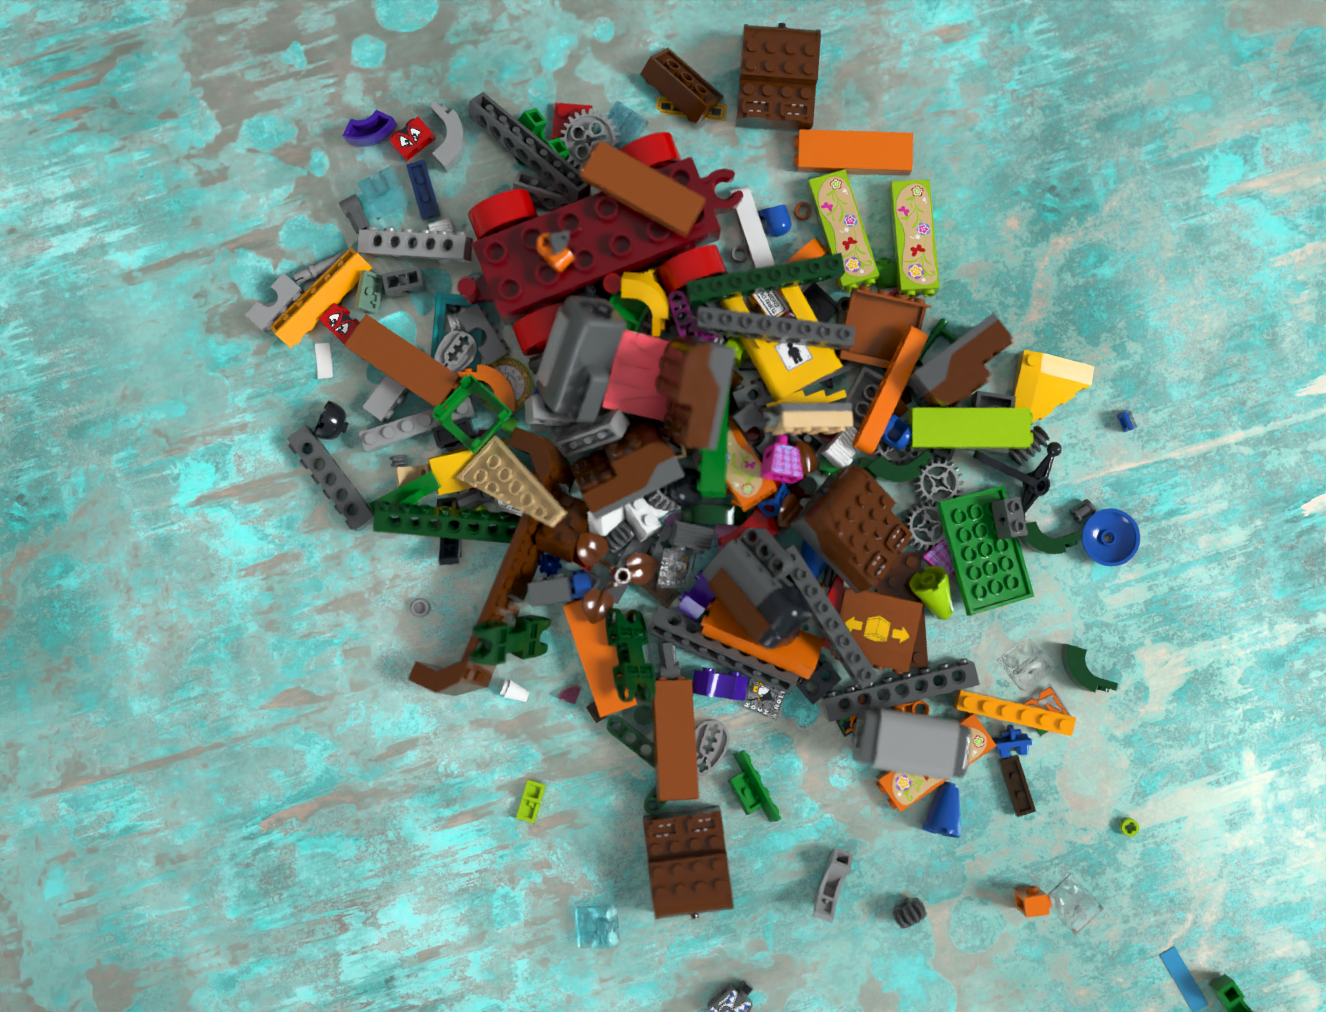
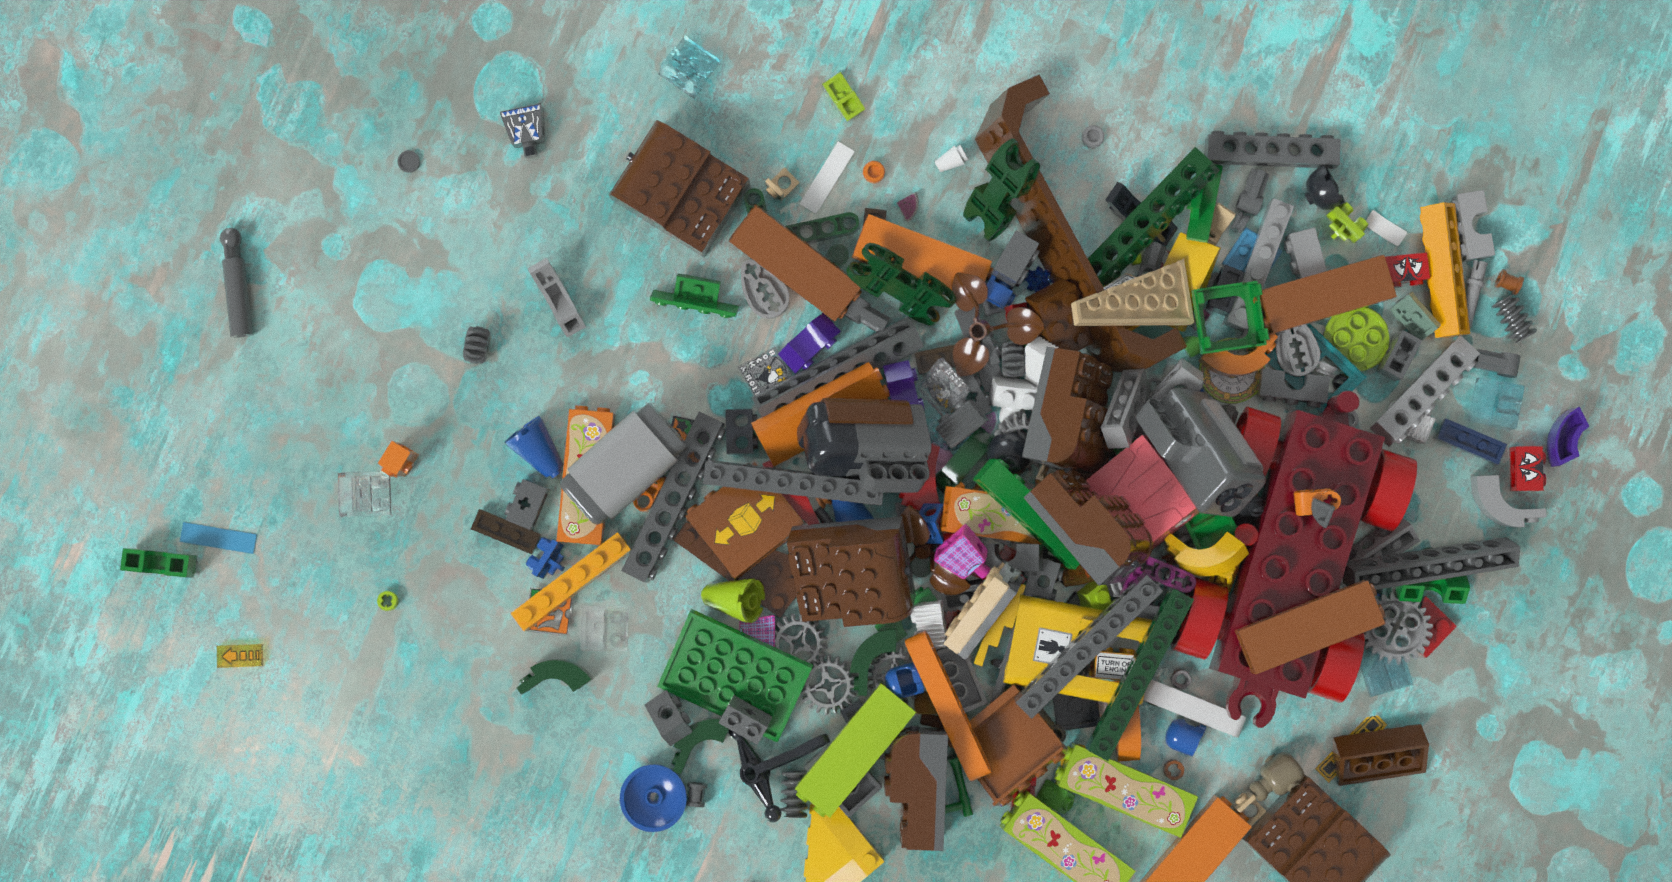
camera: 130 degrees right, 0 degrees up
(294, 249) = (1509, 282): none -> dark orange bush
(316, 226) = (1514, 318): none -> dark grey piece
(345, 388) = (1344, 226): none -> lime hips
(375, 466) = (1251, 197): none -> dark grey piece
(412, 318) = (1359, 336): none -> lime tile
(417, 444) = (1242, 249): none -> dark azure tile
(566, 737) = (873, 172): none -> orange tile
(595, 766) = (827, 177): none -> white sticker
(633, 797) = (773, 188): none -> tan bracket
(750, 138) = (1278, 775): none -> dark tan piece
(786, 148) = (1243, 801): none -> tan bracket
(976, 784) = (537, 496): none -> dark grey brick
(1049, 580) = (671, 728): none -> dark grey brick
(1249, 897) = (239, 655): none -> clear yellow tile

